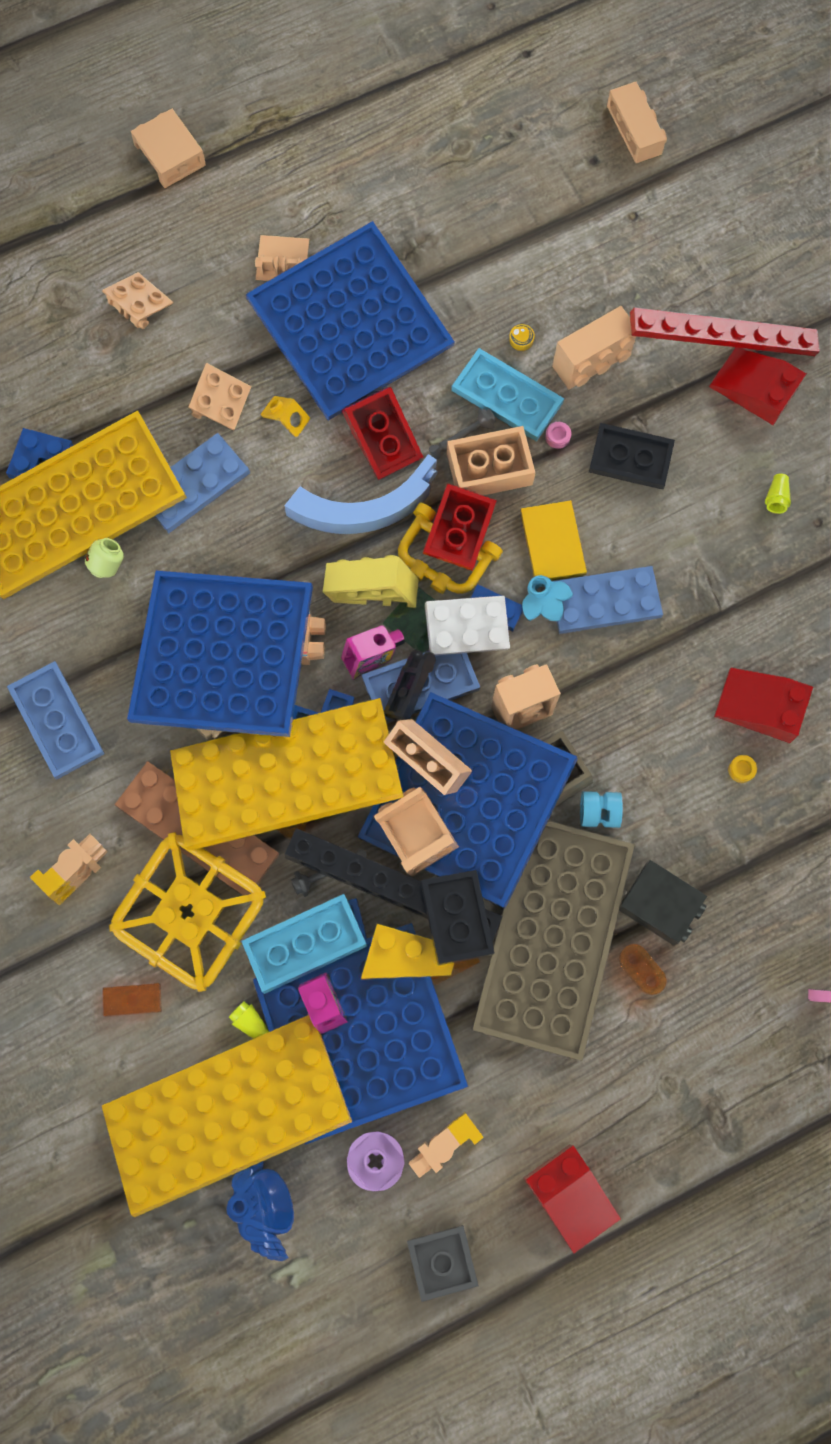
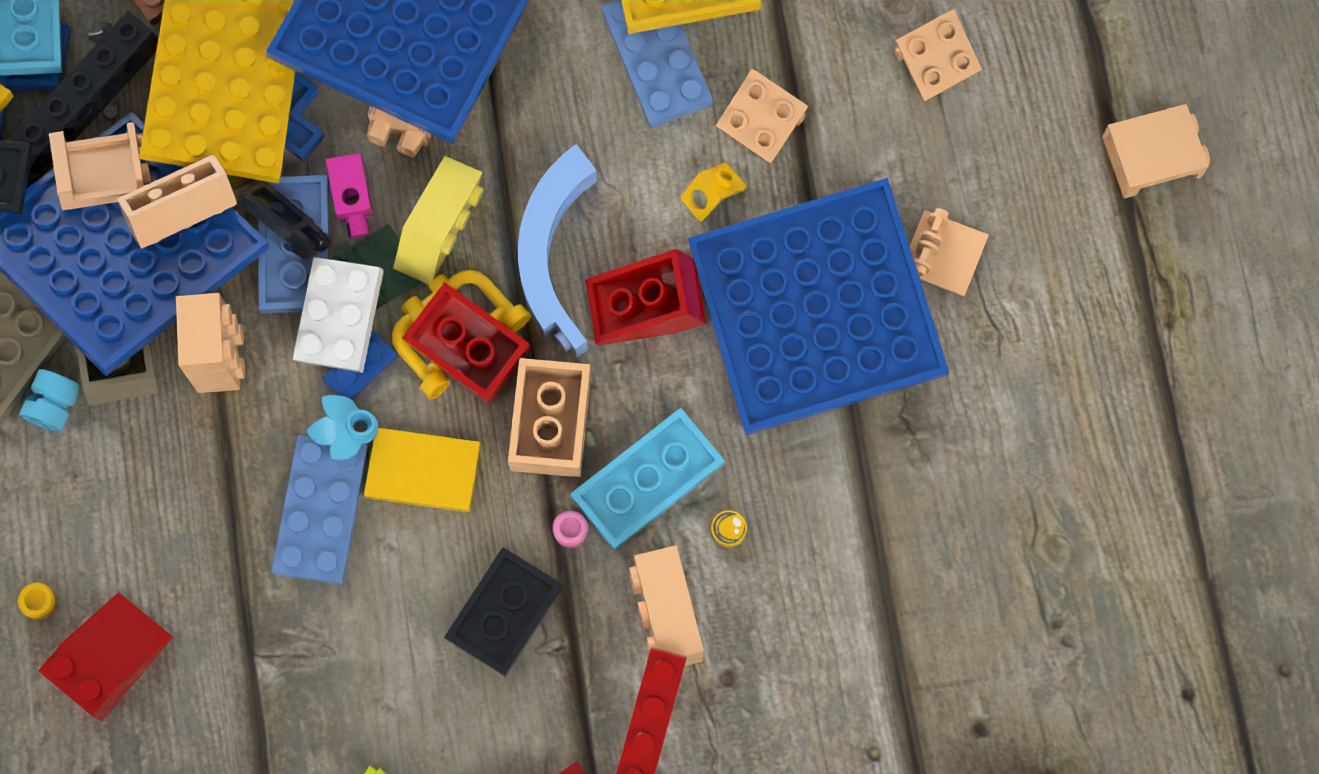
camera: 110 degrees right, 0 degrees up
(485, 419) = (620, 437): dark grey piece -> none

